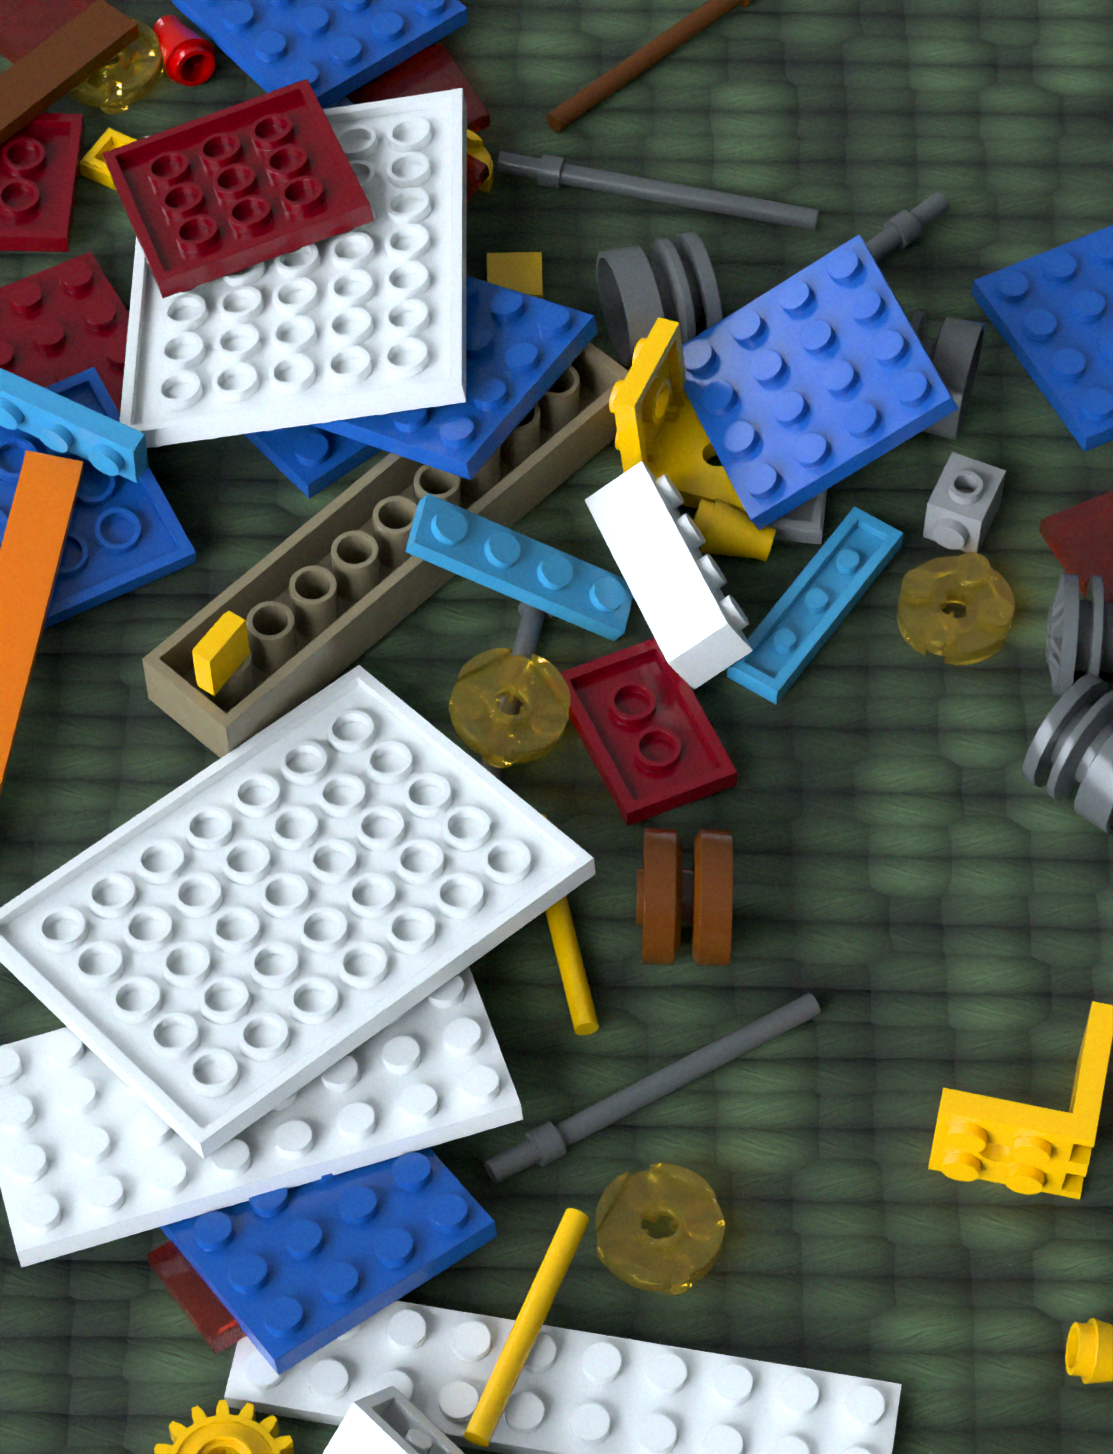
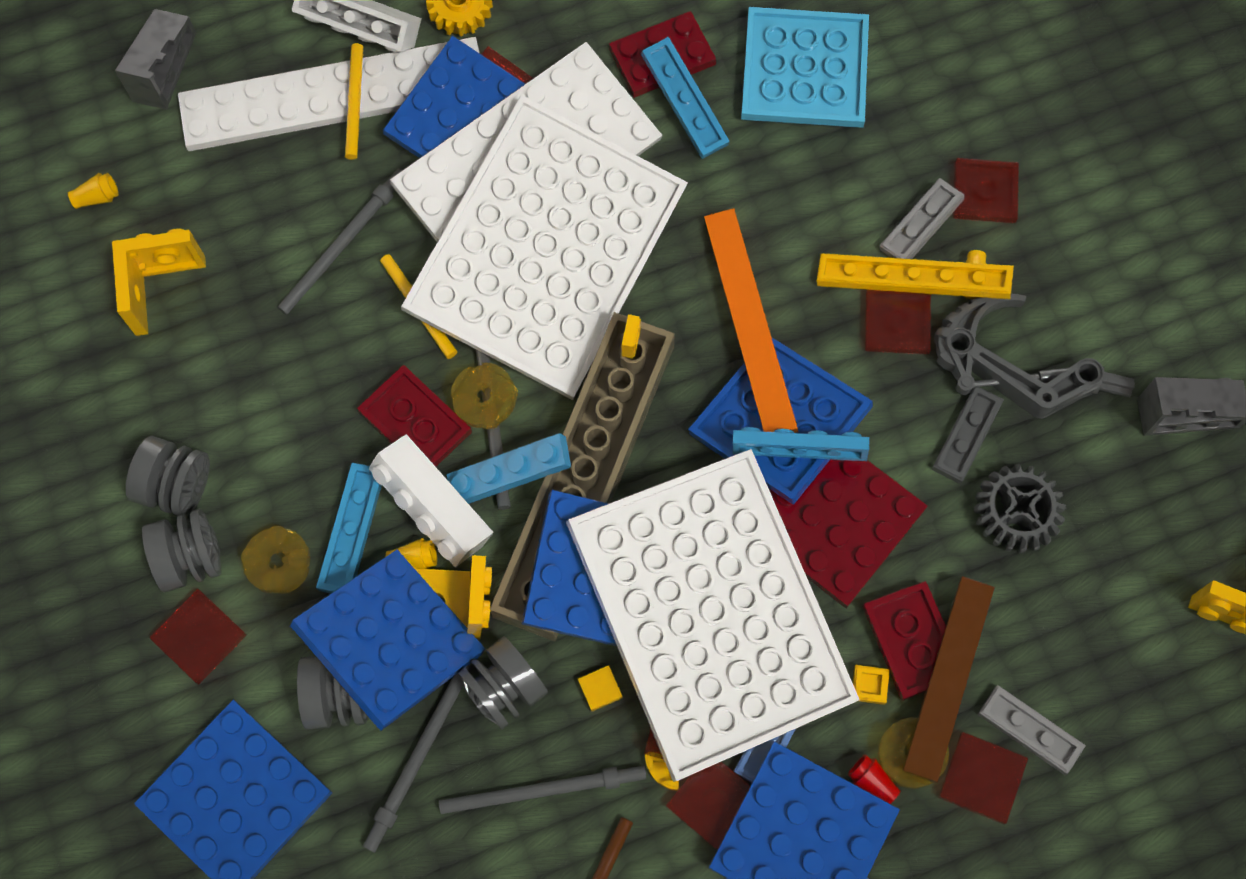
camera: 160 degrees right, 15 degrees up
(237, 188) = (773, 649): dark red plate -> none
(662, 1263) = (323, 189): clear yellow plate -> none
(685, 897) = (356, 316): reddish brown wheel -> none
(963, 503) = (280, 619): light grey brick -> none

